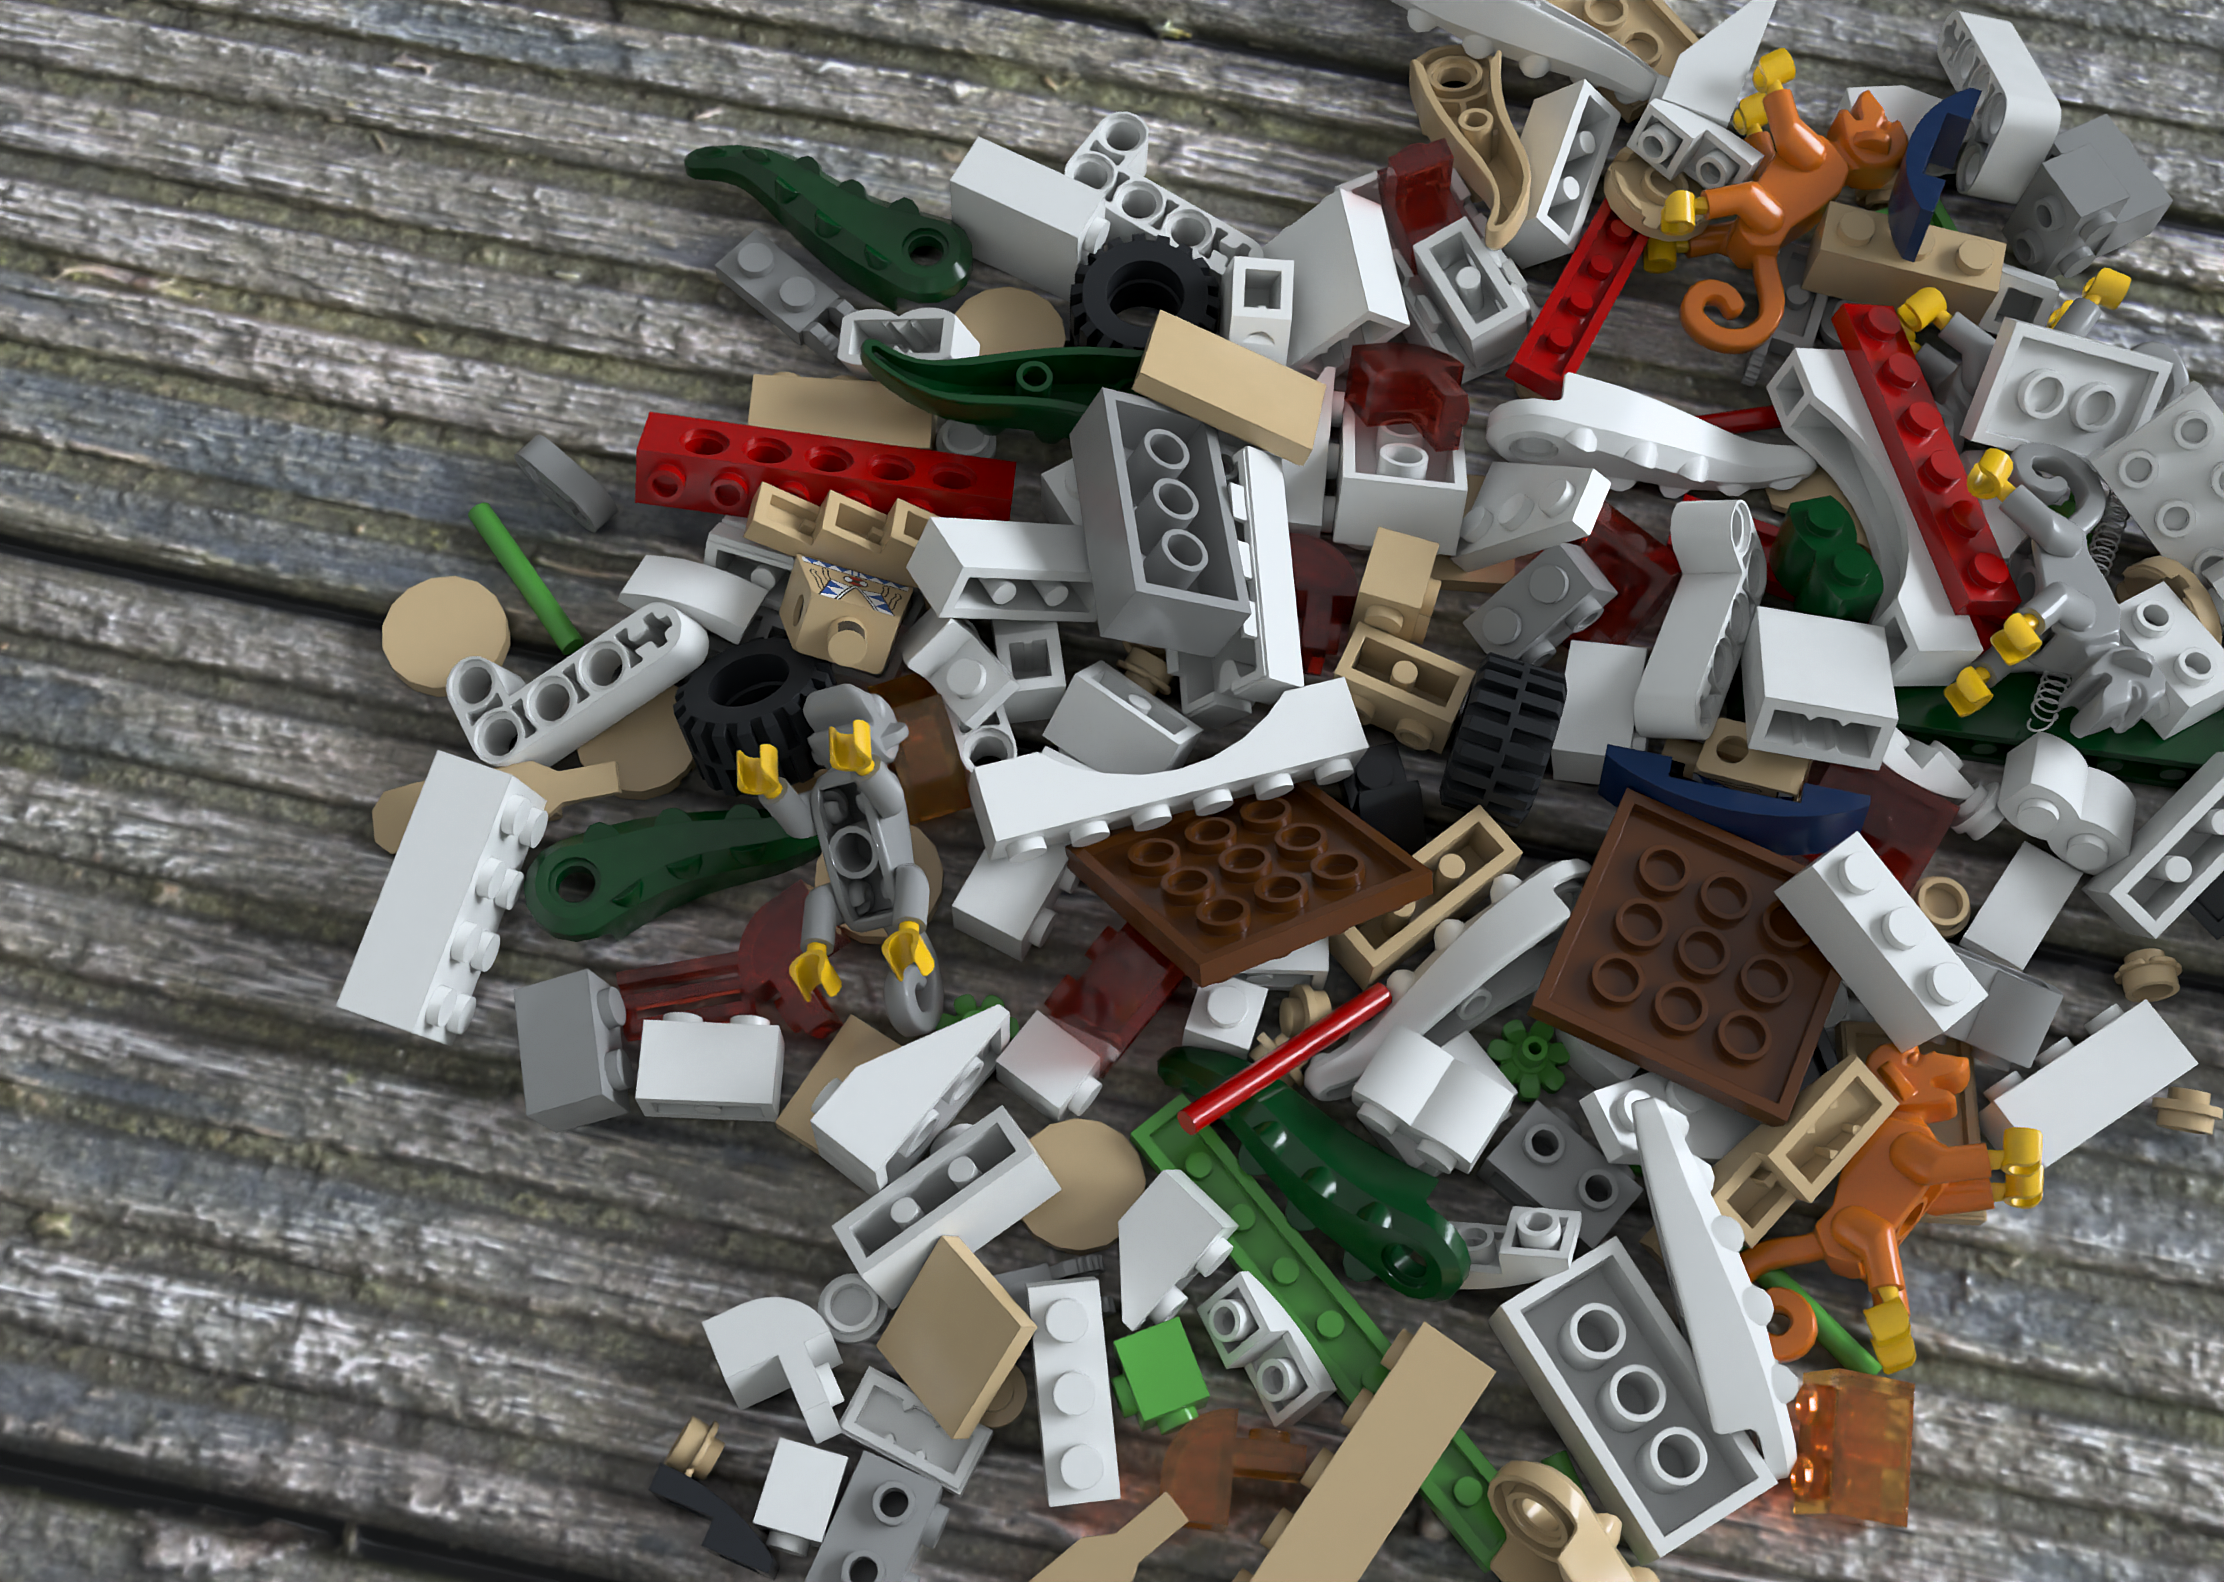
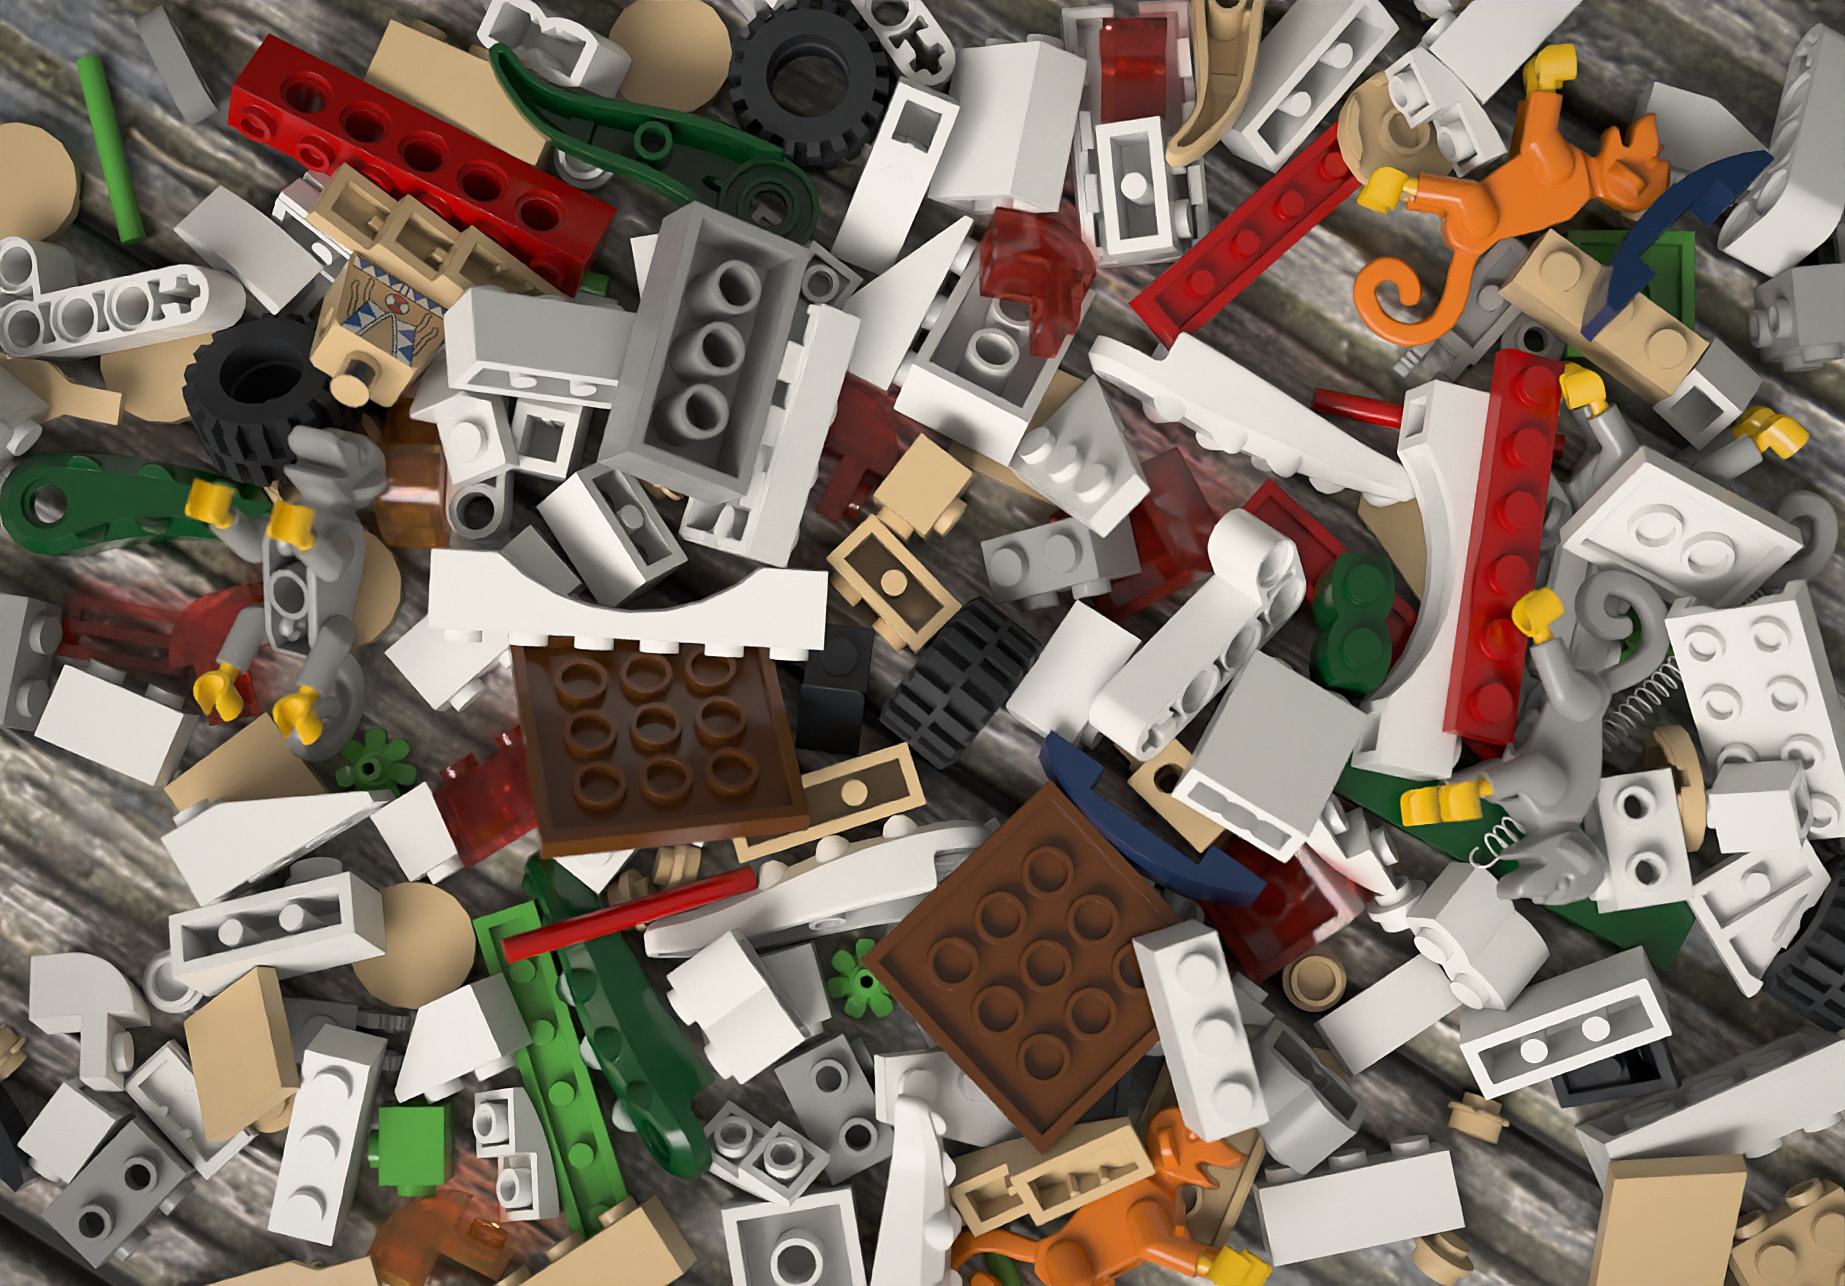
camera: 20 degrees right, 20 degrees up
(1230, 388) = (839, 226): tan tile -> none

